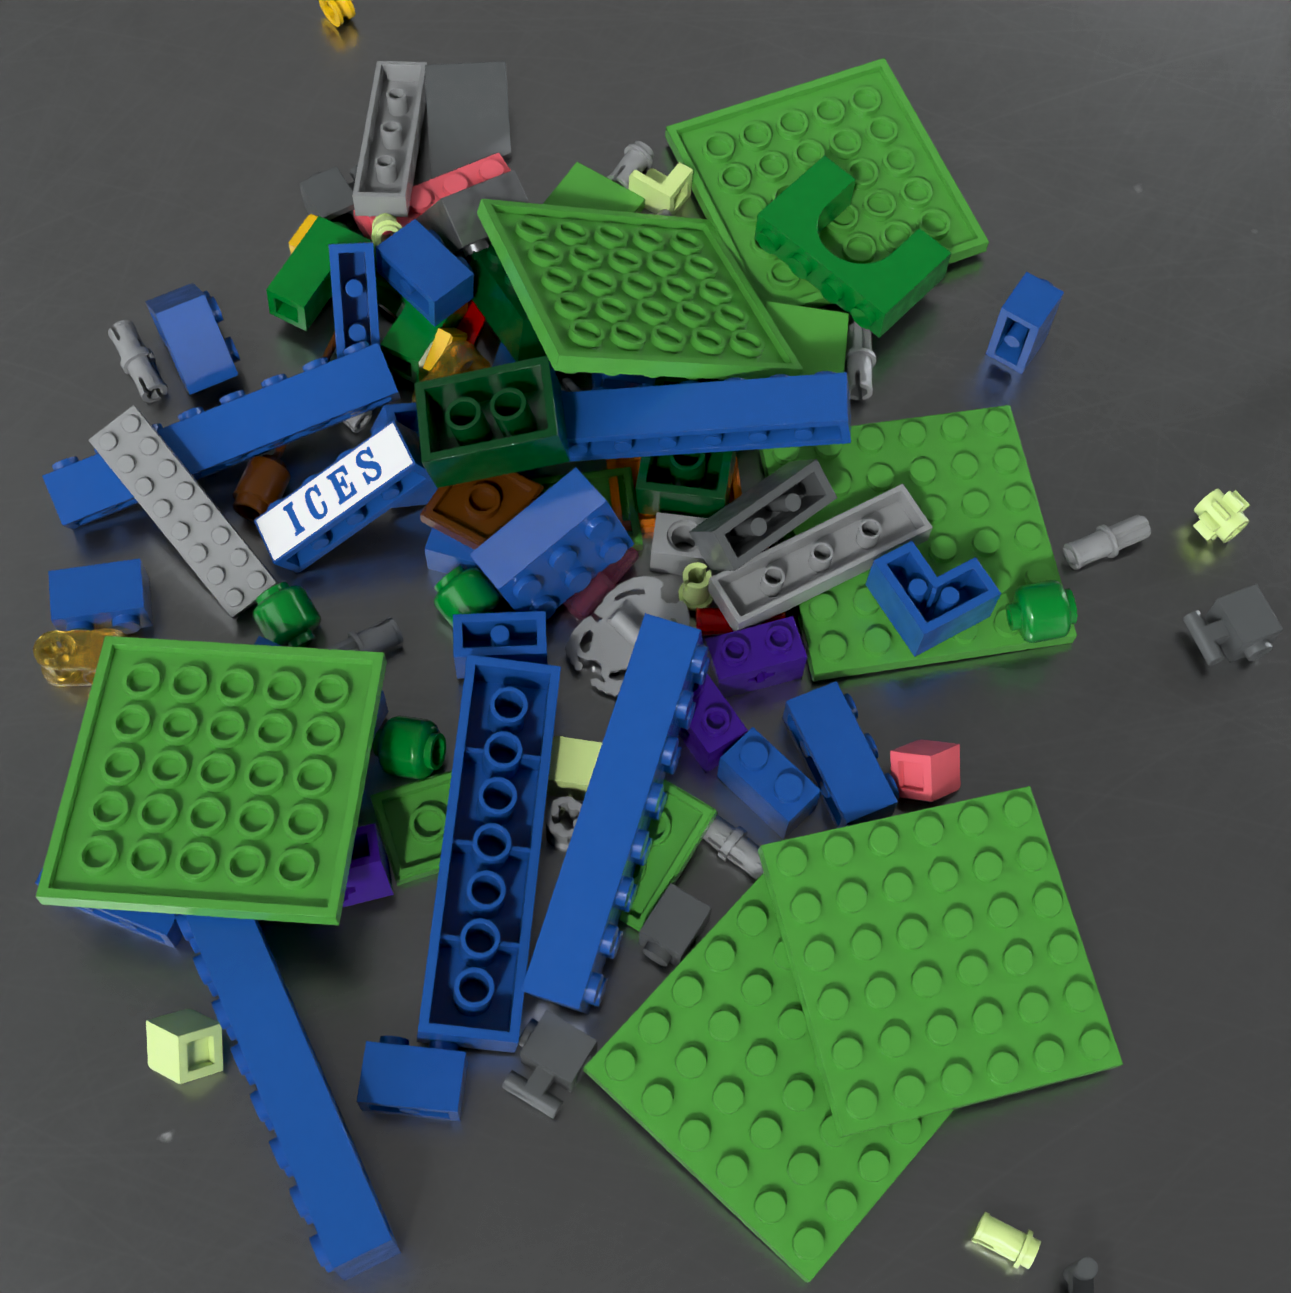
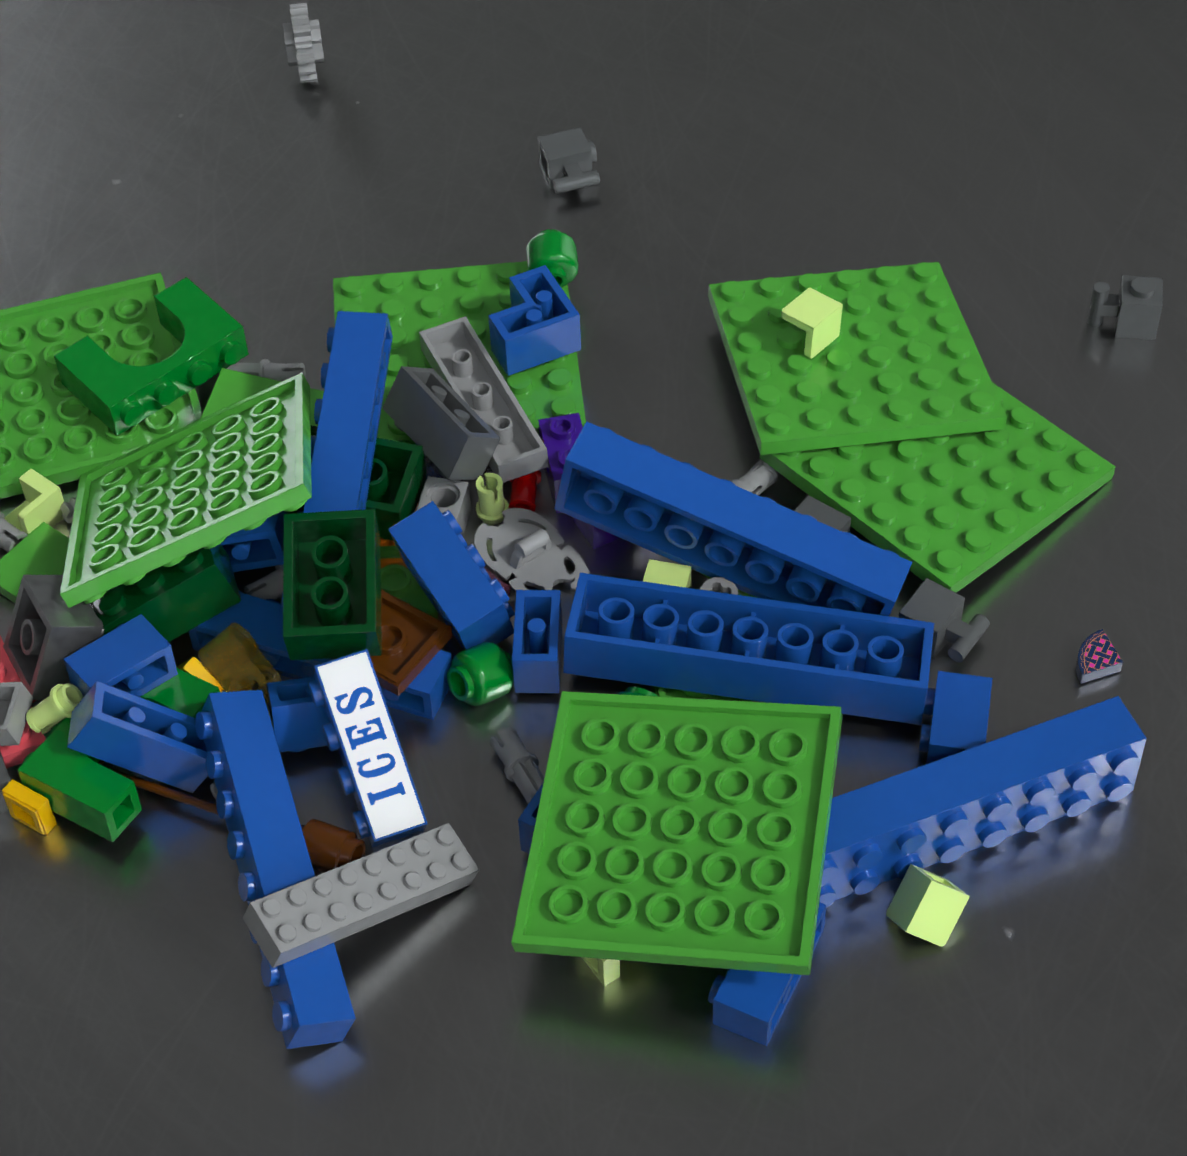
camera: 80 degrees left, 15 degrees down
(76, 657) = (509, 1009): clear yellow piece -> none
(101, 597) = (441, 993): blue brick -> none
(138, 361) = (143, 974): light grey pin -> none
(191, 333) = (130, 898): blue brick -> none
(286, 615) = (484, 822): green head -> none
(520, 1244) = (1097, 658): none -> dark blue tile
(768, 783) = (702, 444): blue brick -> none
(840, 756) = (672, 411): blue brick -> none
(926, 769) = (681, 360): coral panel -> none
(947, 891) = (817, 316): none -> yellowish green panel
(1007, 1241) = (1078, 343): yellowish green pin -> none
(1024, 322) = (261, 248): blue brick -> none
(1106, 541) = (477, 233): light grey axle -> none
(1221, 515) = (466, 157): yellowish green gear -> none

